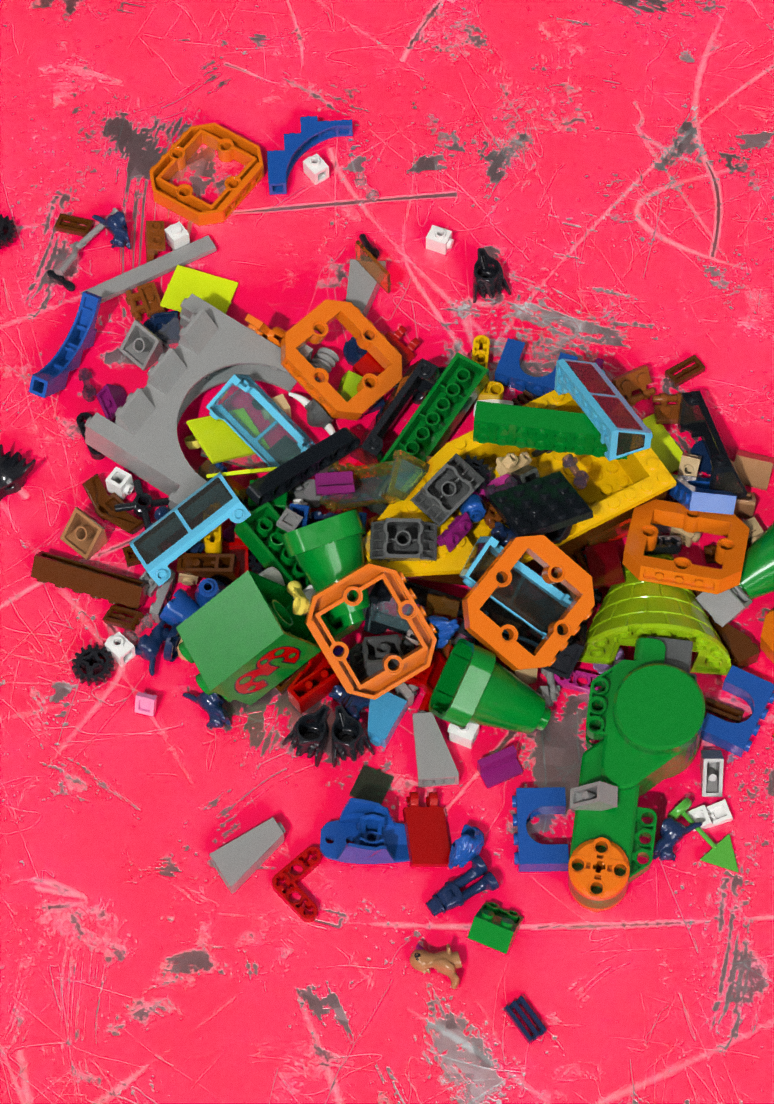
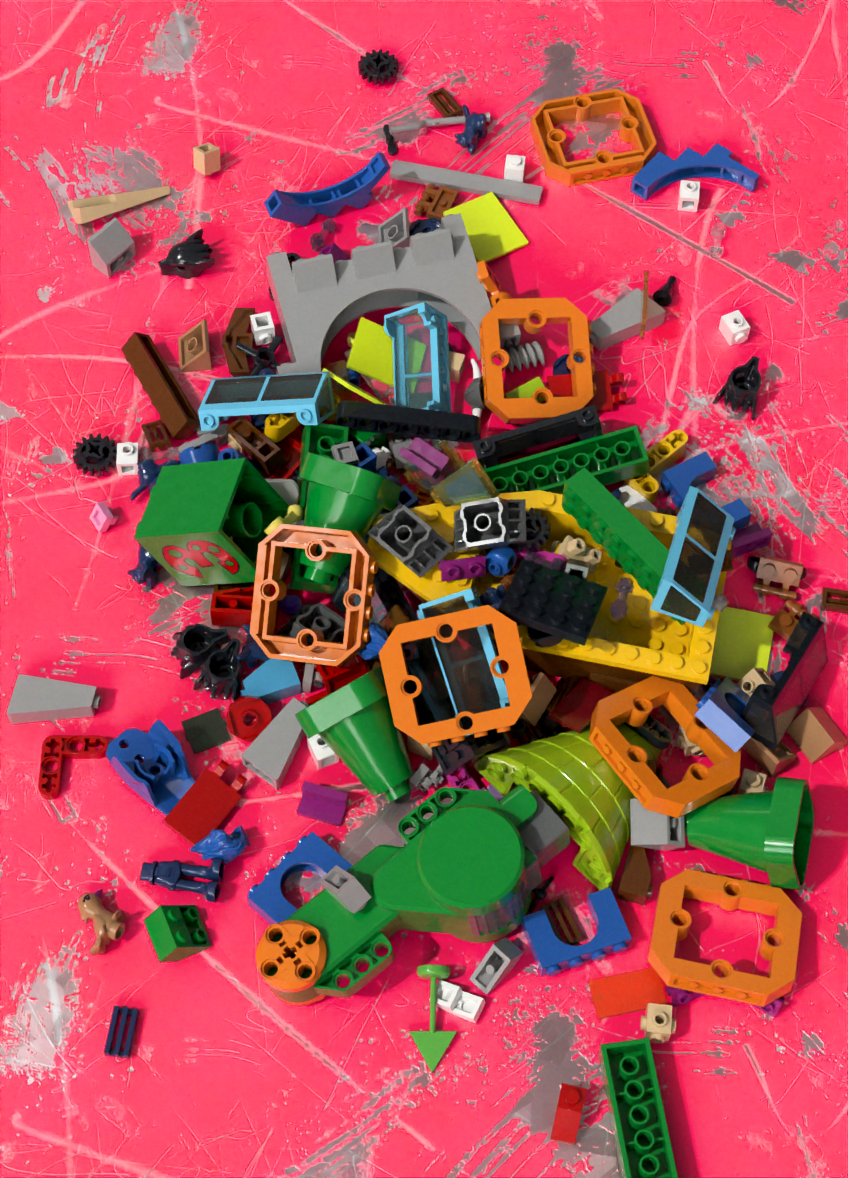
camera: 40 degrees right, 0 degrees up
(154, 238) = (492, 157): dark orange bracket -> none
(386, 754) = (238, 711): none -> red plate
(671, 834) = (402, 986): dark blue animal -> none

